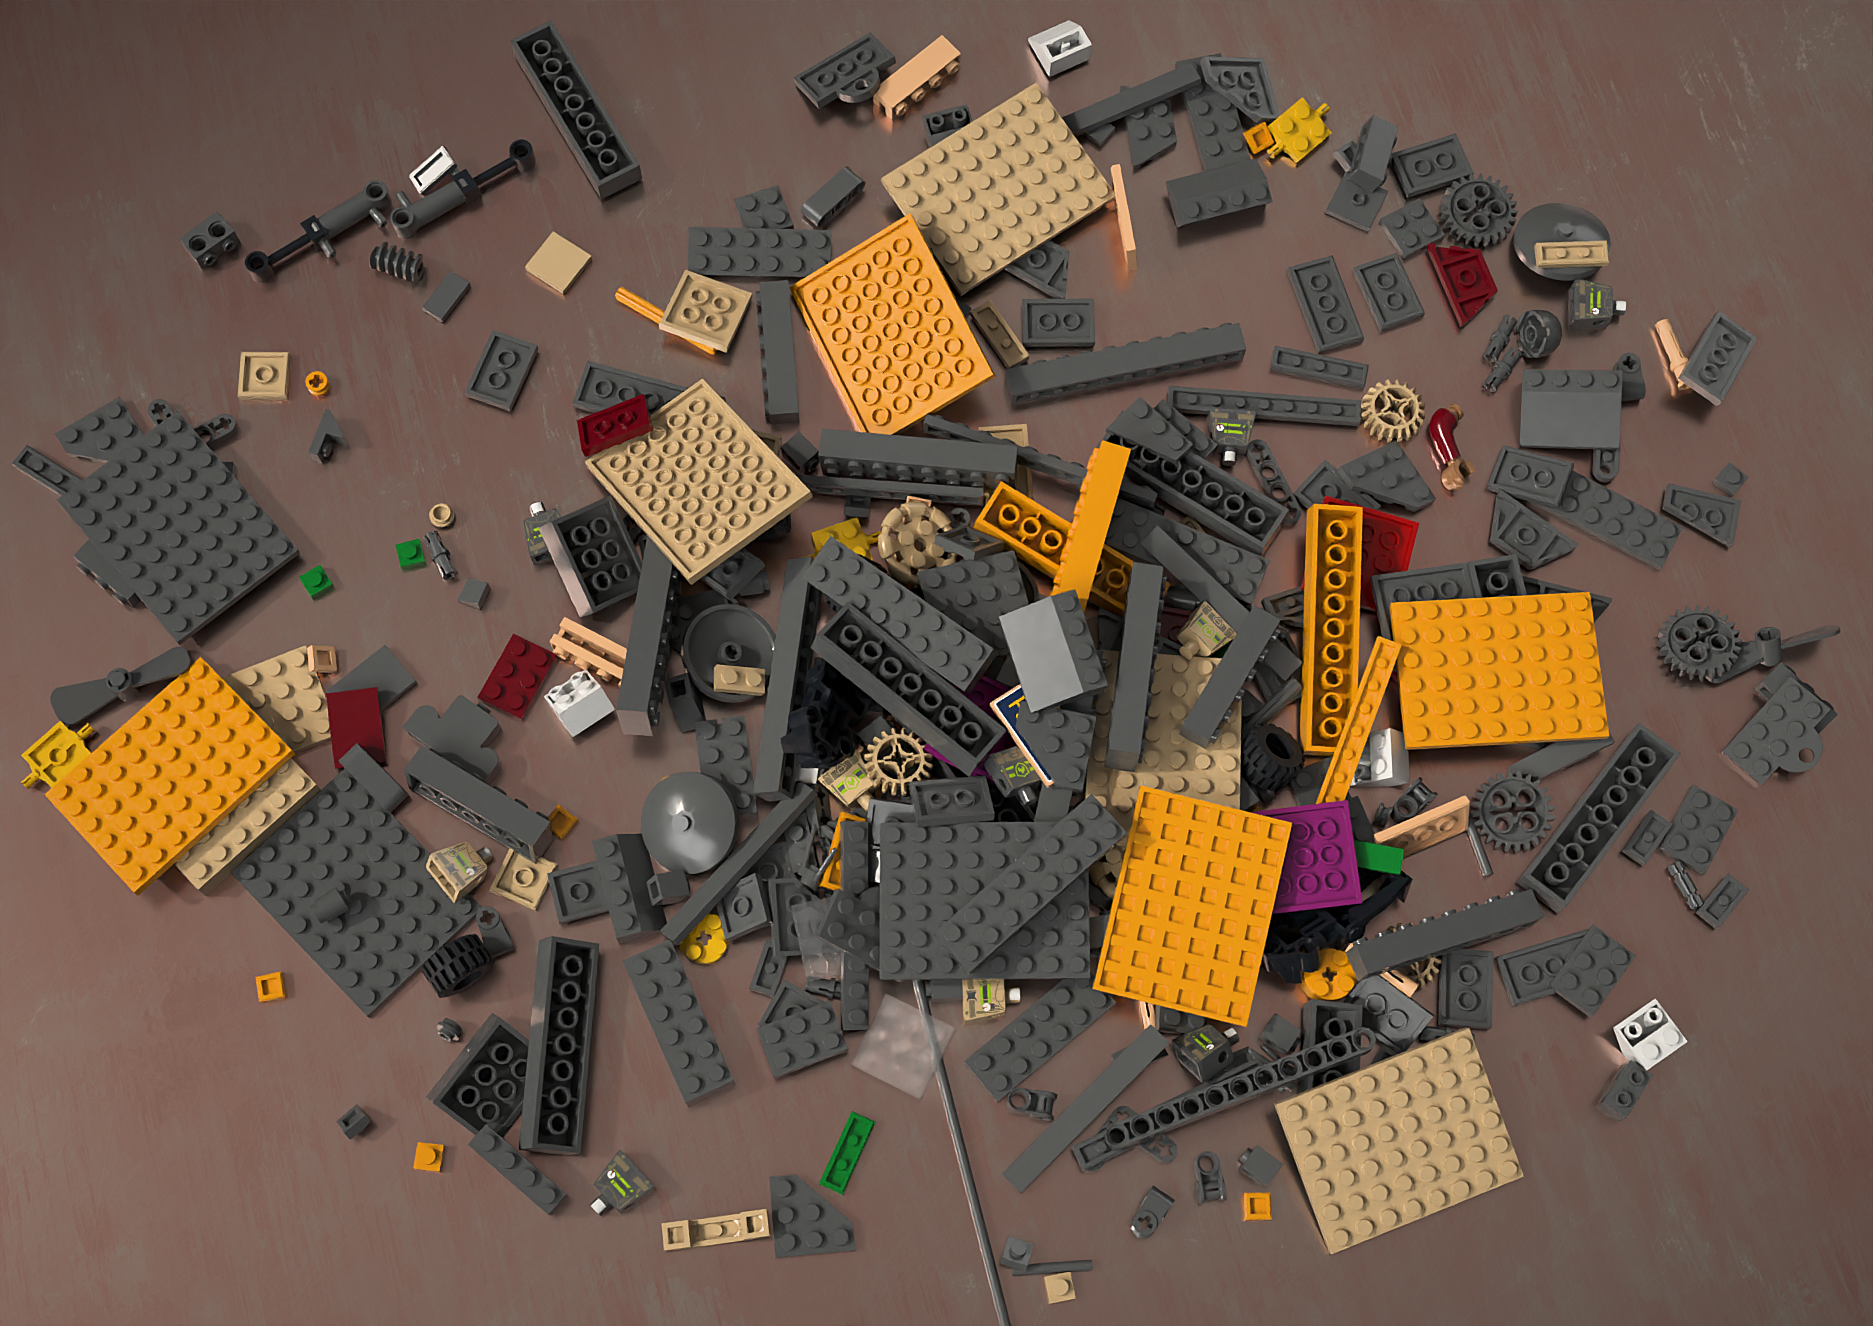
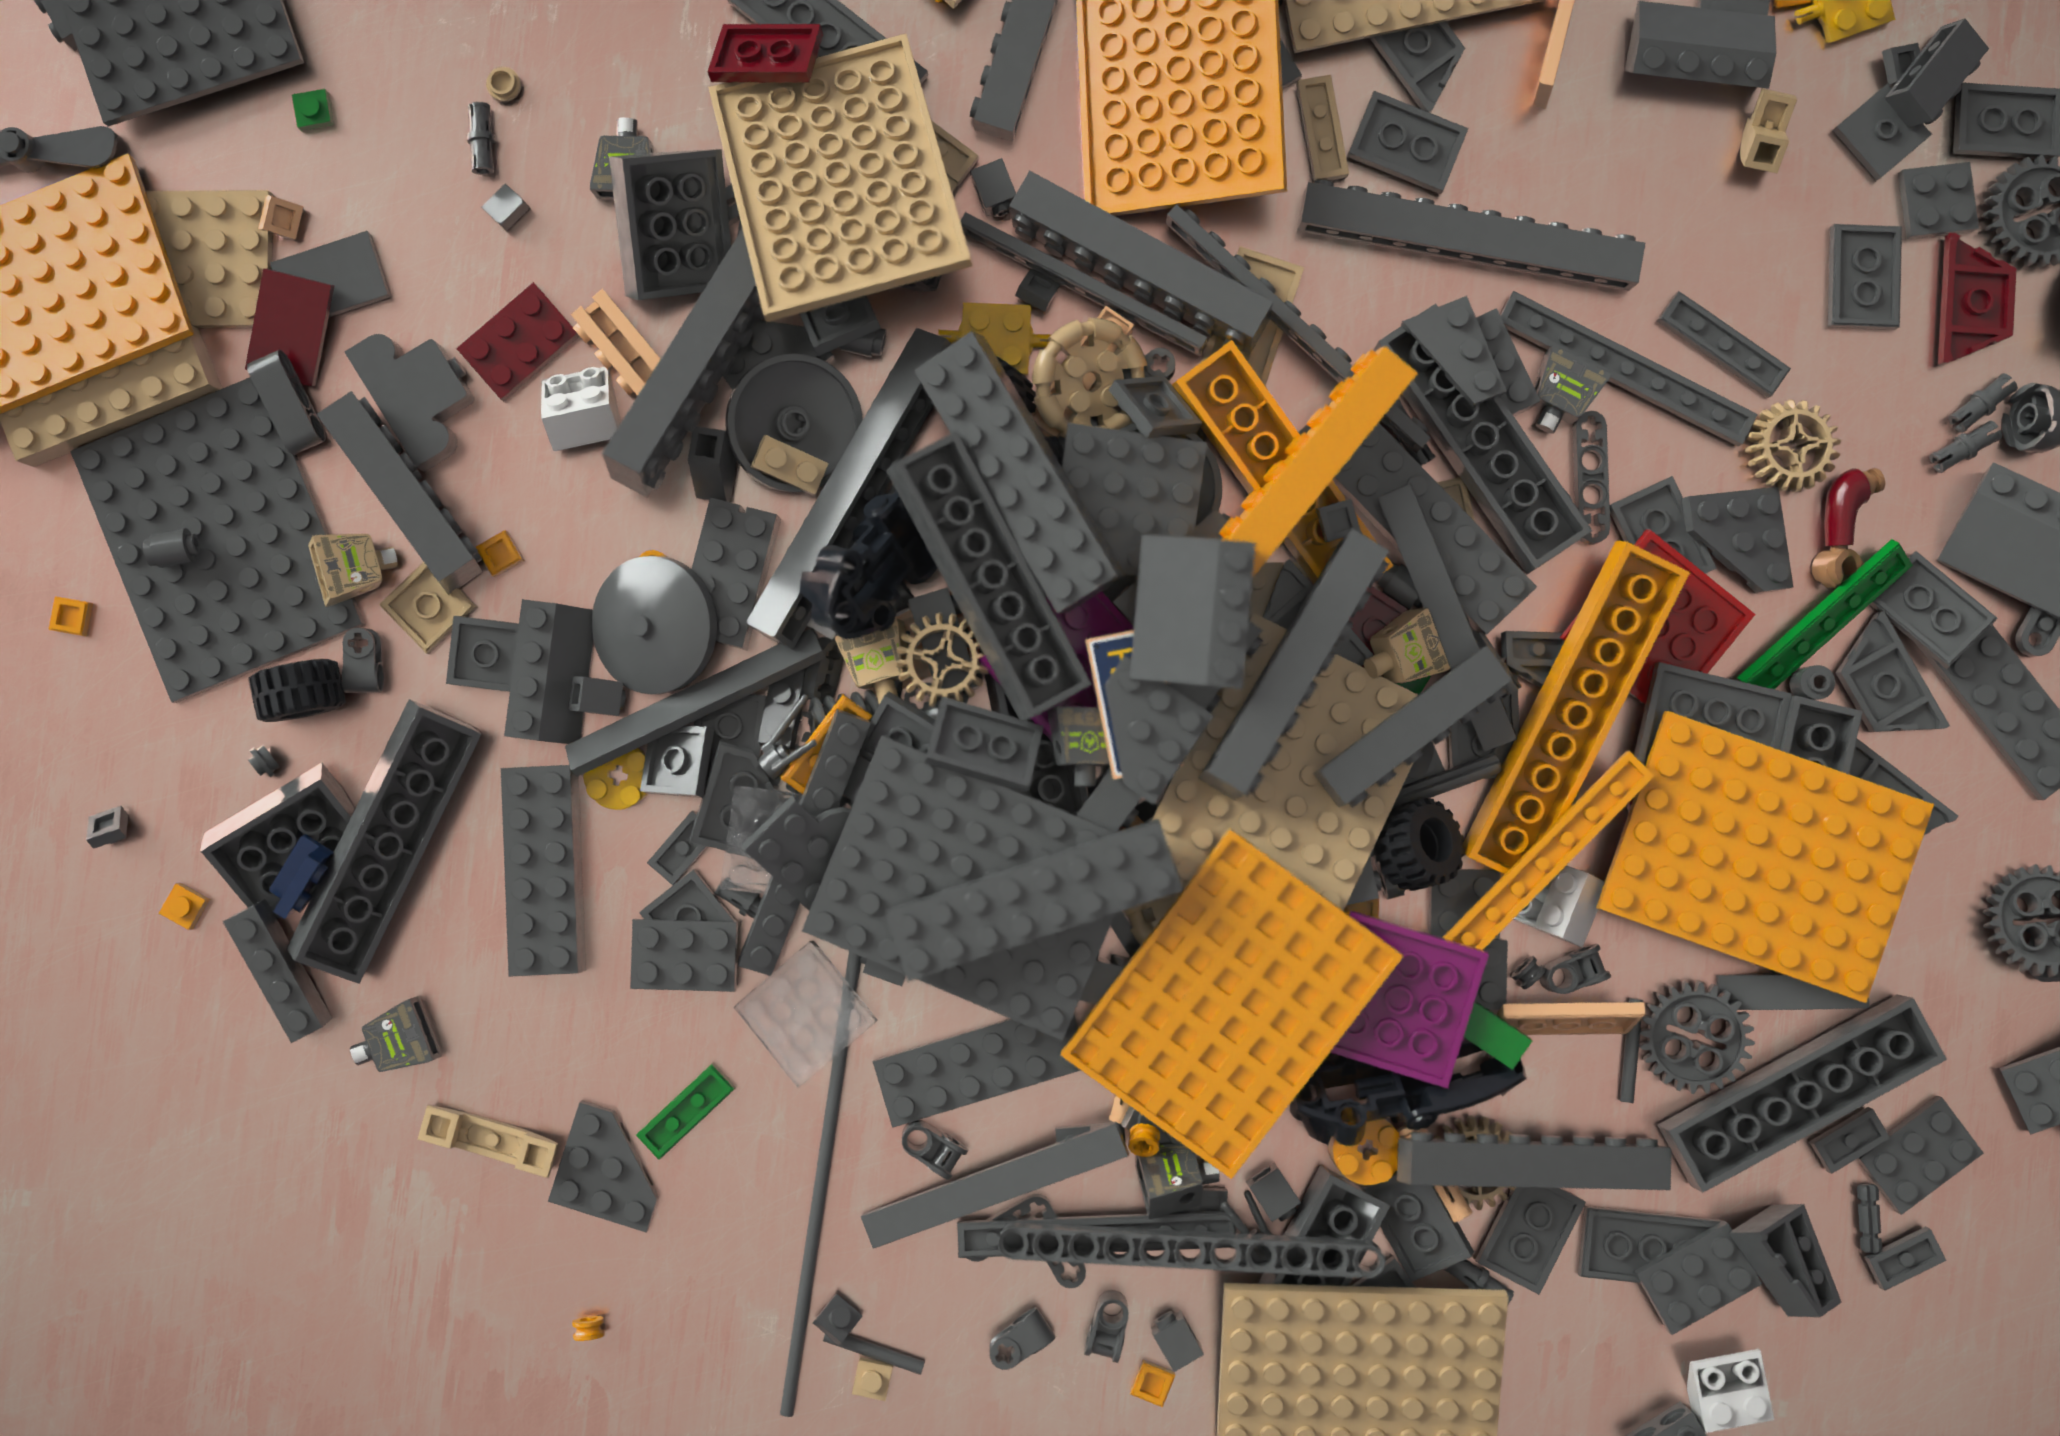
camera: 25 degrees right, 15 degrees up
(410, 554) = (445, 121): green plate -> none
(507, 1092) = (299, 874): none -> dark blue bracket
(986, 999) = (929, 1004): tan torso -> none
(1119, 567) = (1337, 520): none -> dark grey plate
(1181, 1036) = (1144, 1140): none -> light orange bush
(1282, 229) = (1764, 133): none -> tan brick
(1325, 304) = (1772, 260): dark grey tile -> none
(1468, 506) = (1828, 617): none -> green tile
(1477, 549) = (1802, 682): none -> dark grey brick
(1645, 932) = (1788, 1259): none -> dark grey wedge

